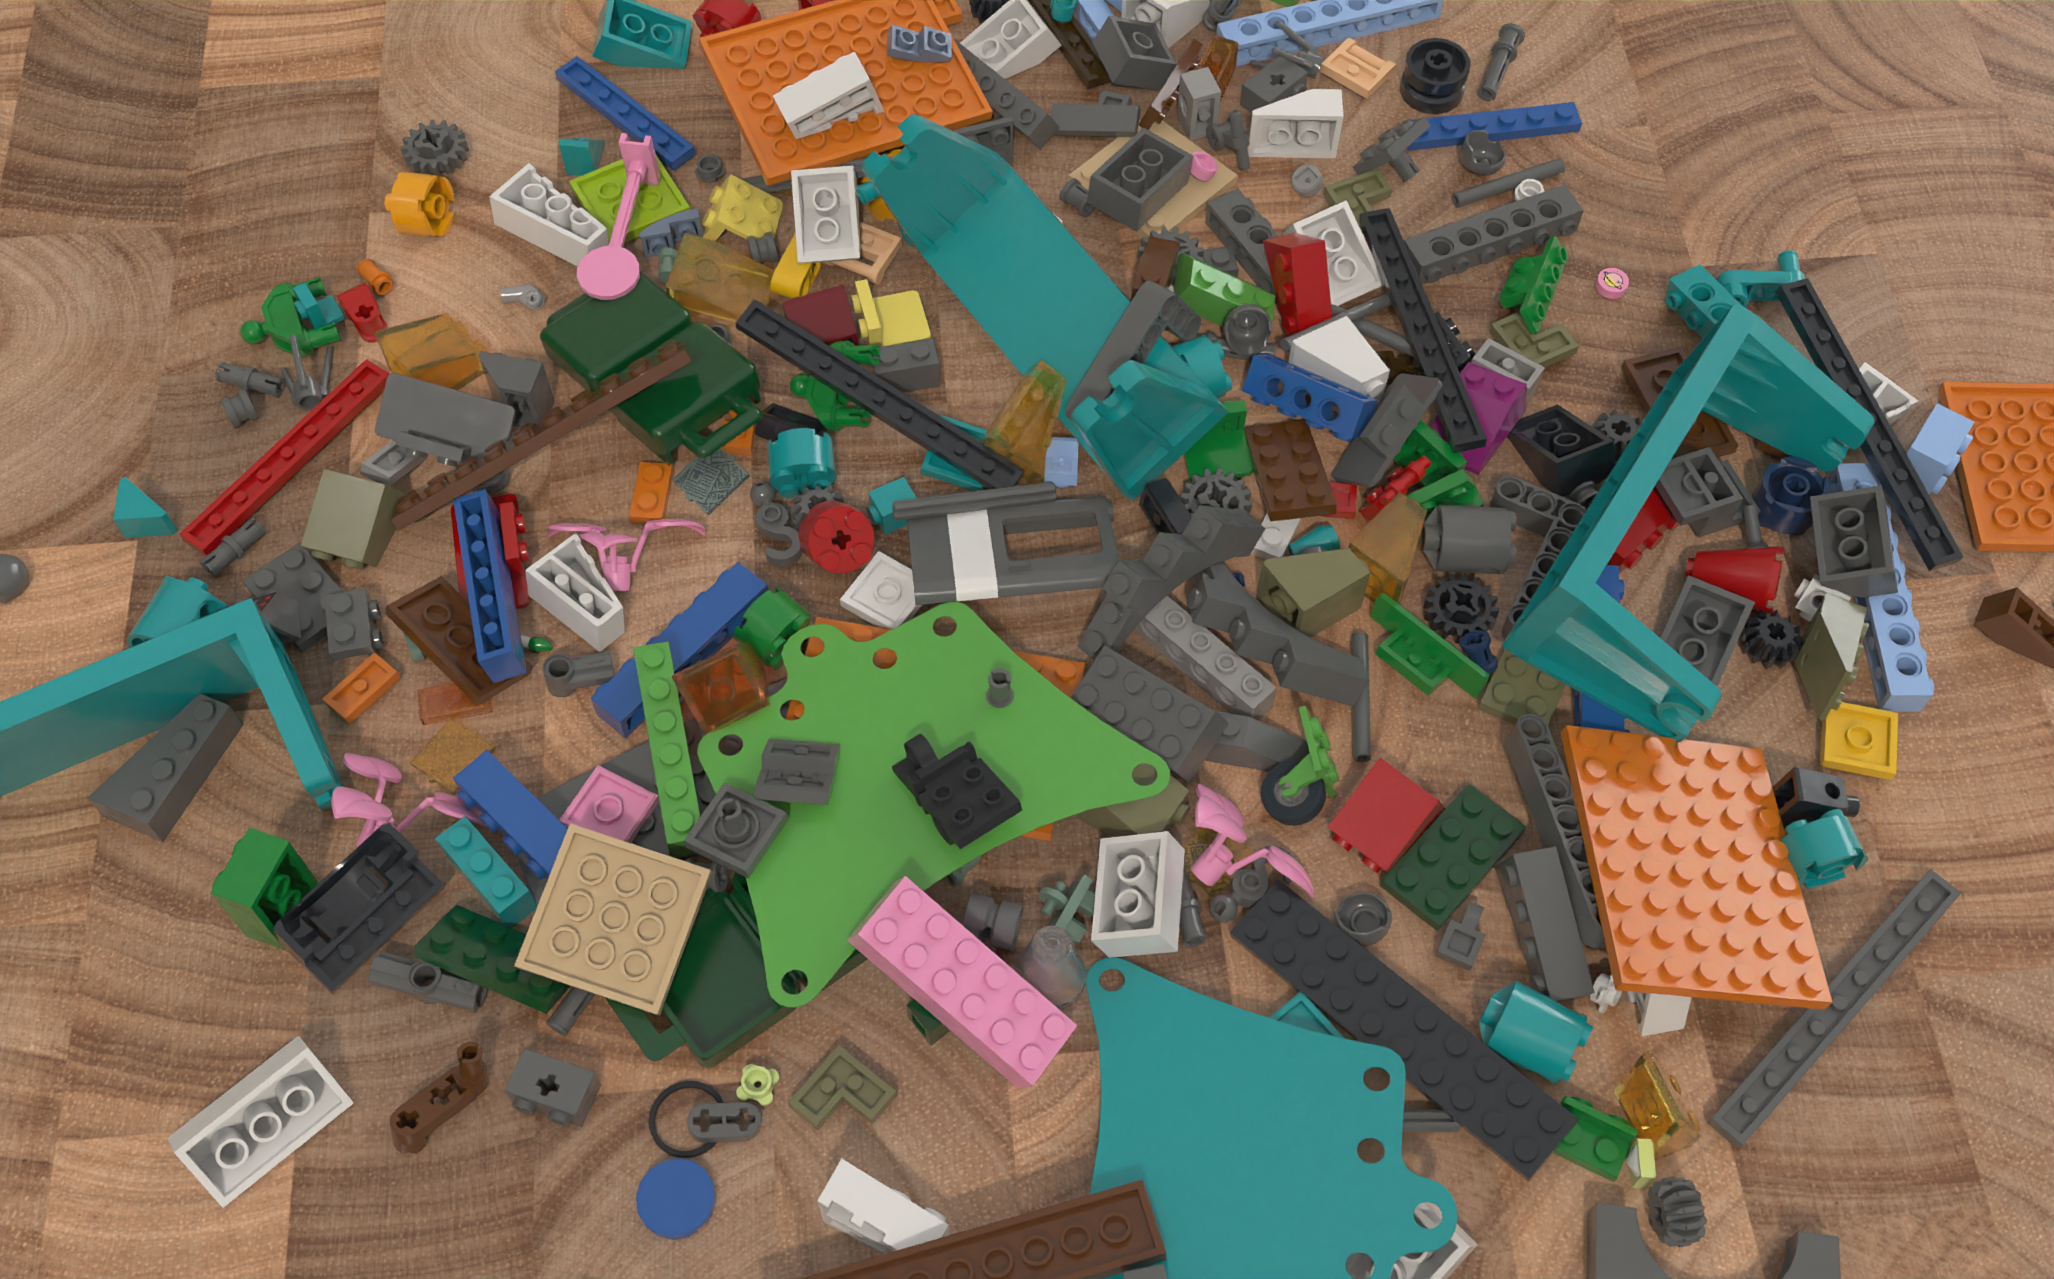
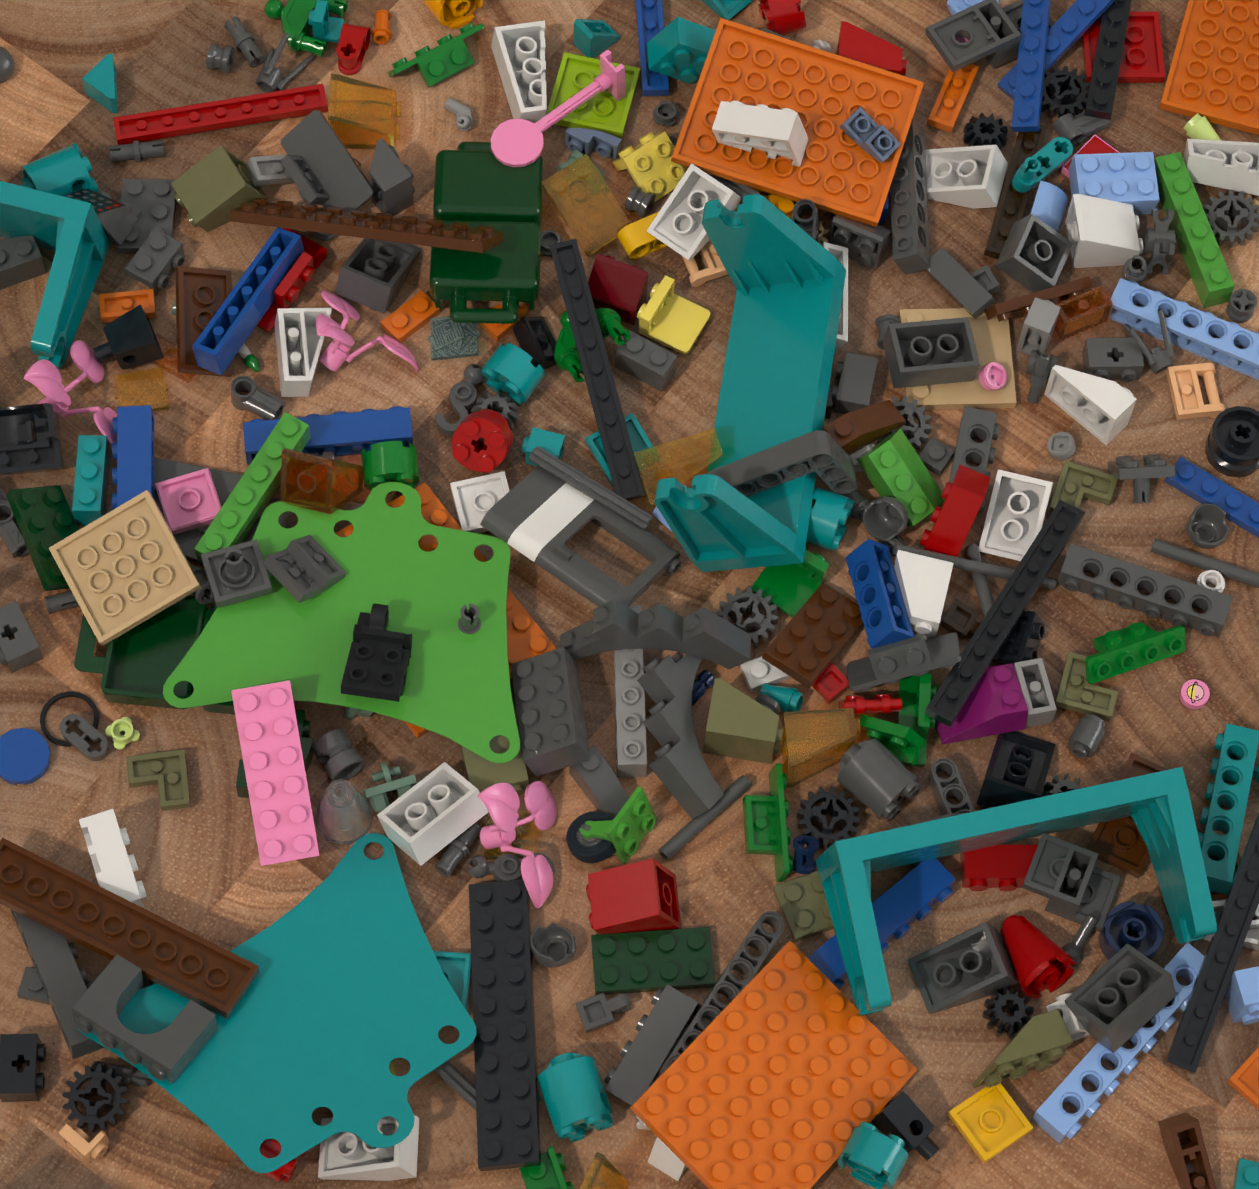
camera: 40 degrees right, 5 degrees up
(399, 714) = (130, 340): none -> black torso
(461, 265) = (442, 60): none -> green bracket
(582, 476) = (376, 272): none -> dark grey slope
(680, 101) = (680, 50): none -> teal brick
(1105, 250) = (855, 383): none -> dark grey brick
(1164, 507) = (711, 590): black slope -> none
(1577, 376) = (1087, 736): none -> dark grey brick

